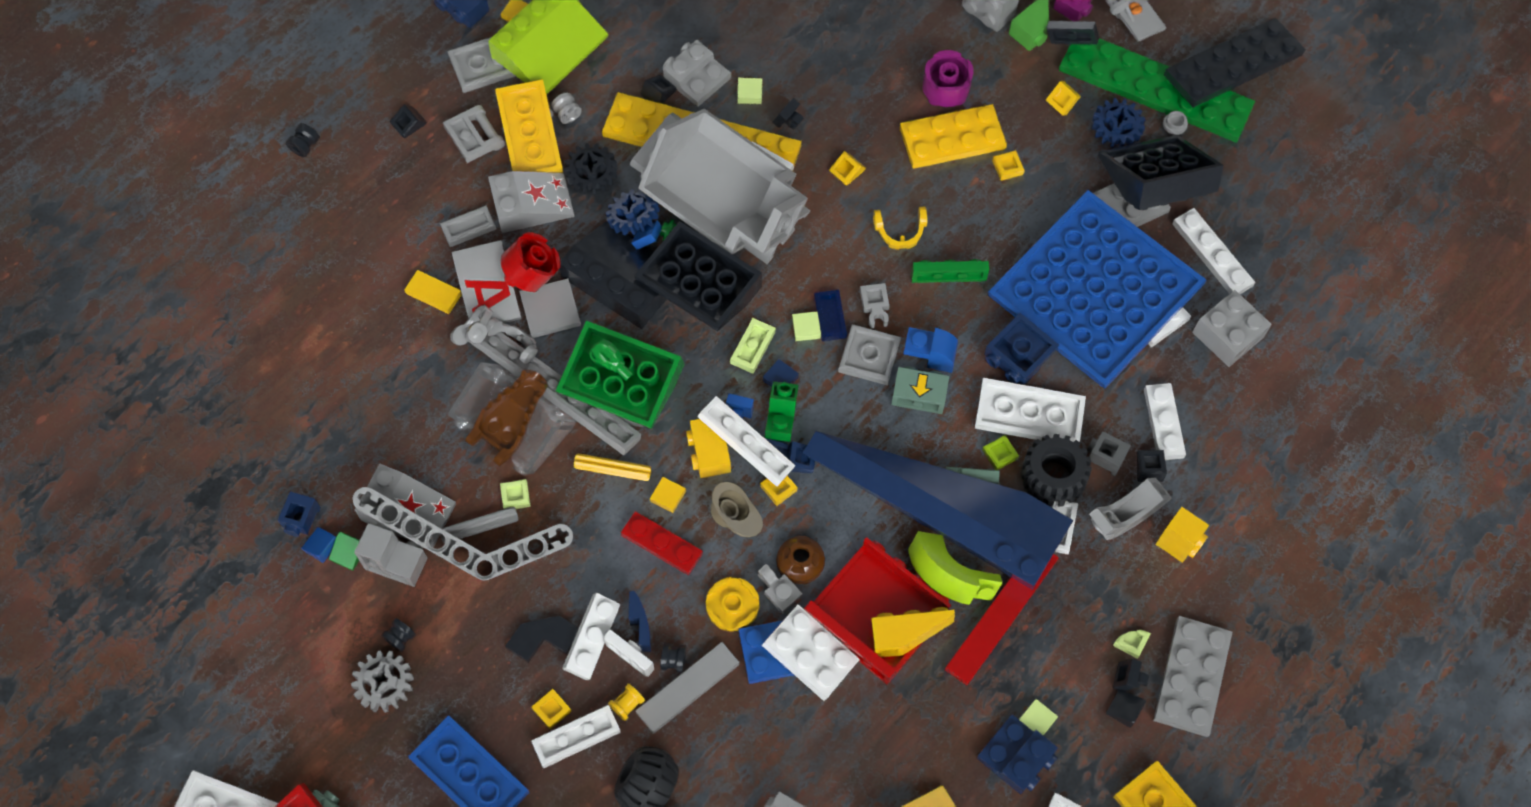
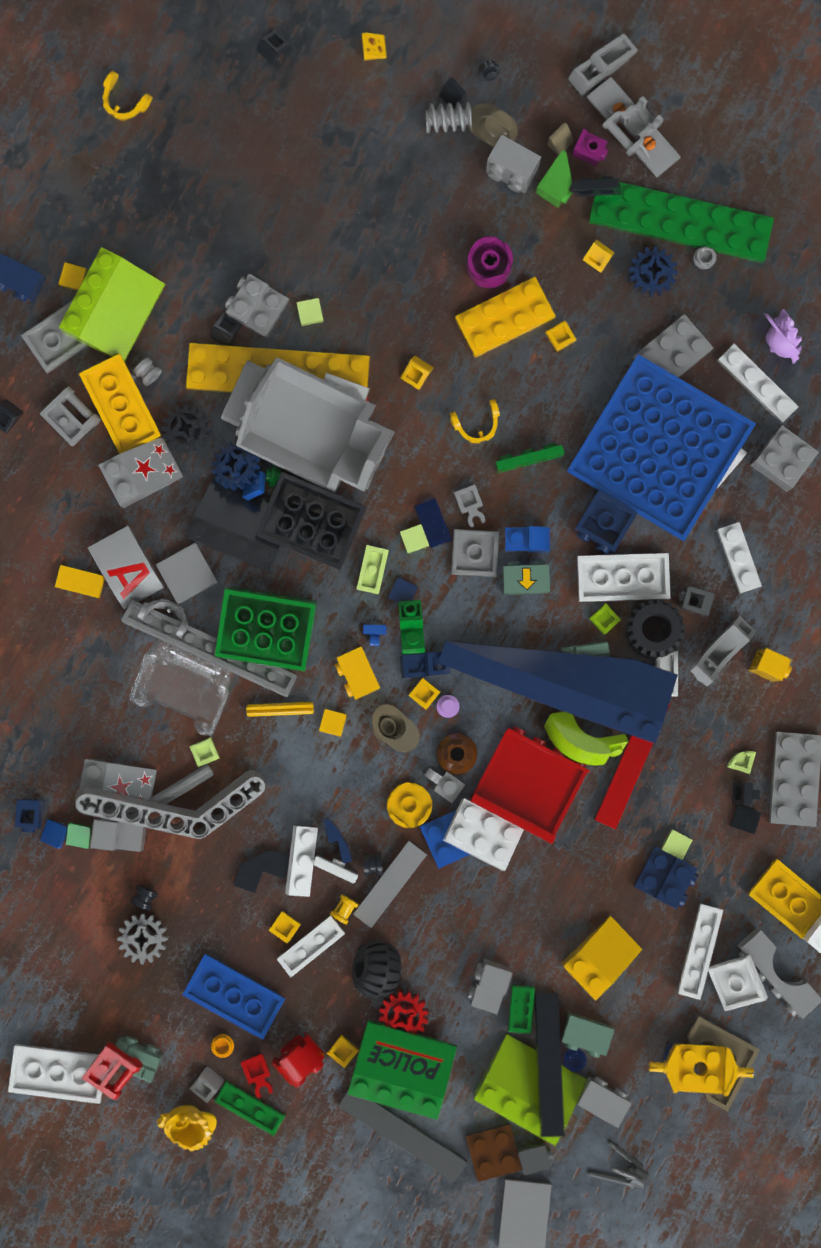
camera: 15 degrees left, 20 degrees up
(468, 226) = (91, 510): light grey tile -> none
(471, 330) = (134, 622): light grey piece -> none
(508, 416) = (182, 688): reddish brown animal -> none
(529, 262) = (160, 543): red brick -> none
(610, 357) = (256, 621): green piece -> none
(661, 543) = (338, 766): red plate -> none
(746, 441) = (389, 666): white plate -> none
(789, 115) = (351, 332): black tile -> none
(802, 505) = (447, 706): none -> lavender plate
(904, 632) = (554, 804): yellow slope -> none
(1151, 465) = (733, 603): black slope -> none
(1161, 171) = (699, 317): black slope -> none
(1234, 62) = (749, 181): black plate -> none
(1248, 209) = (782, 336): none -> lavender hair

